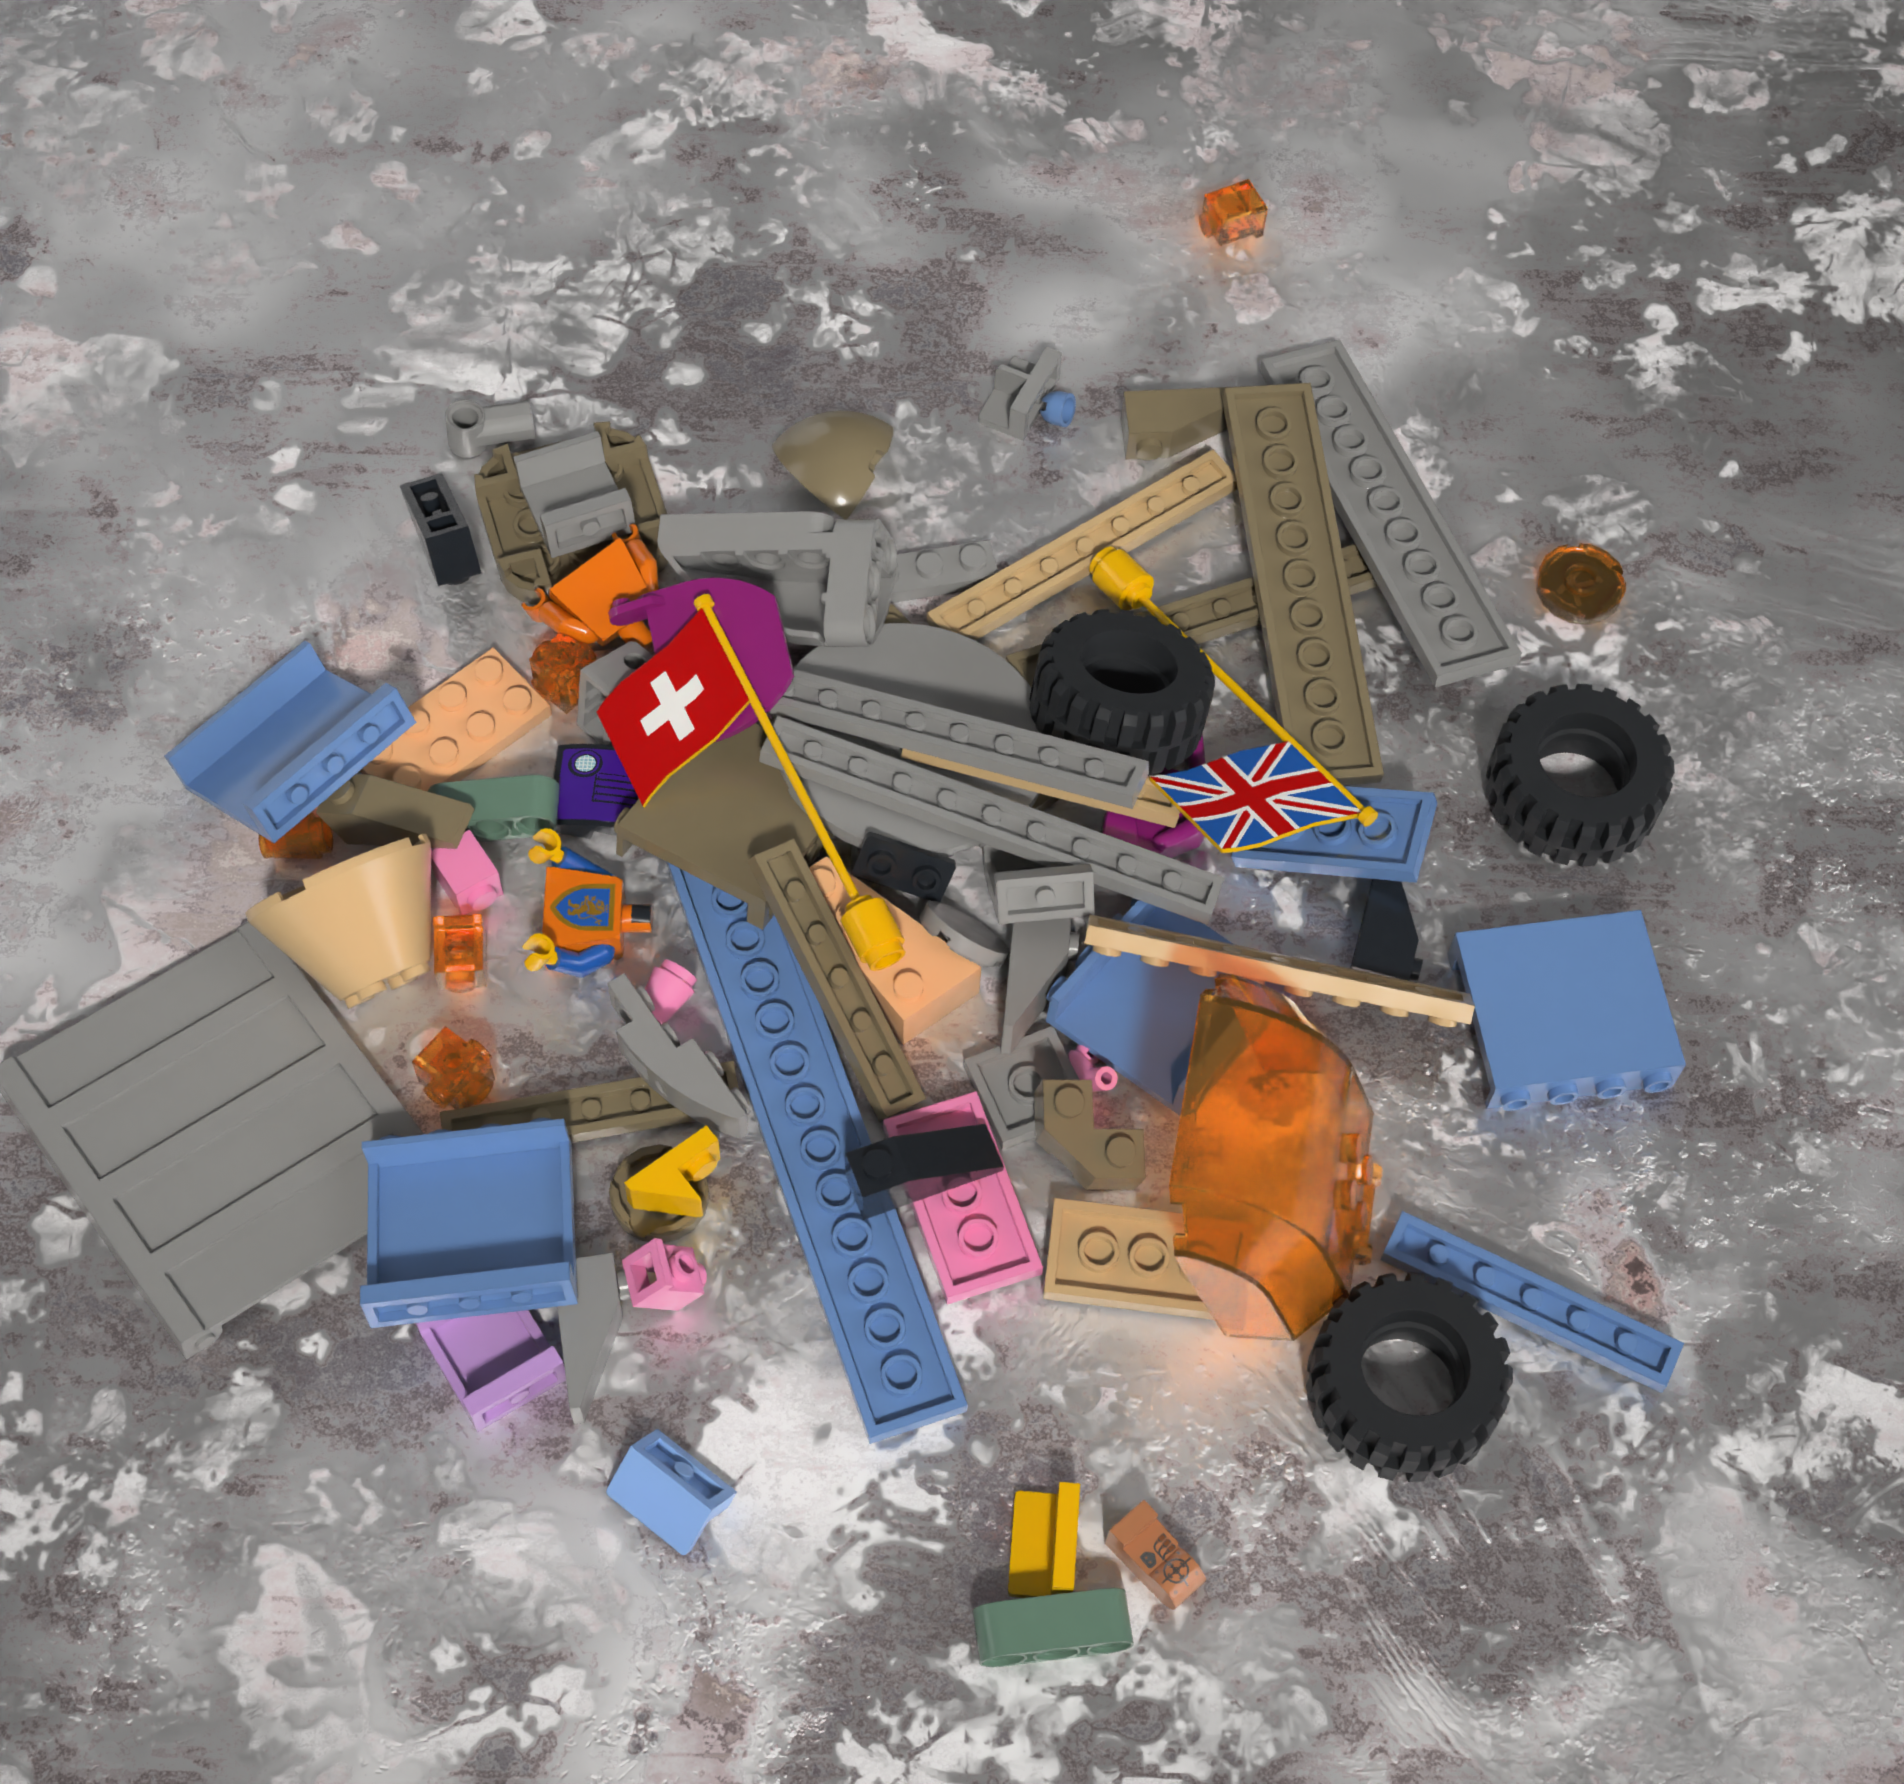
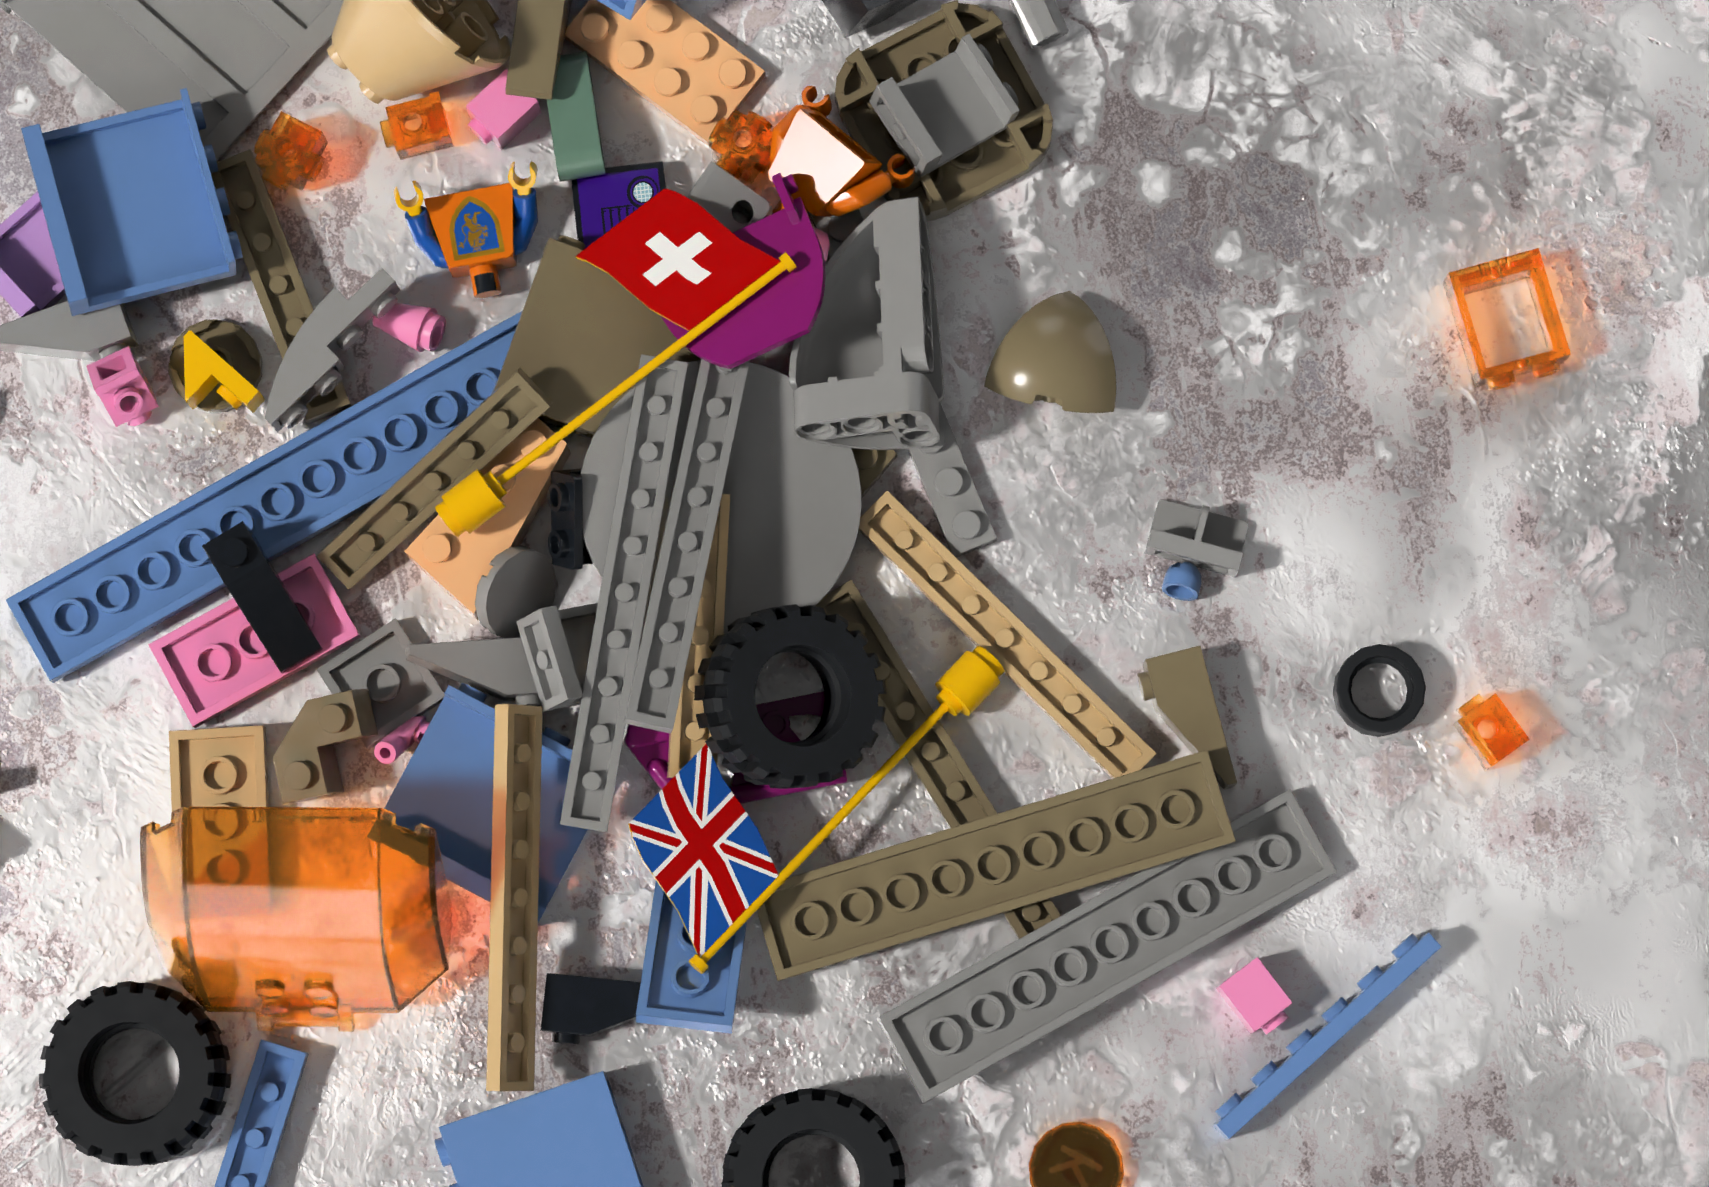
camera: 85 degrees right, 20 degrees up
(877, 114) = (1495, 273): none -> clear orange window
(1189, 261) = (1386, 655): none -> black tyre
(1441, 417) = (1255, 997): none -> bright pink brick
(1484, 374) = (1339, 1020): none -> medium blue plate

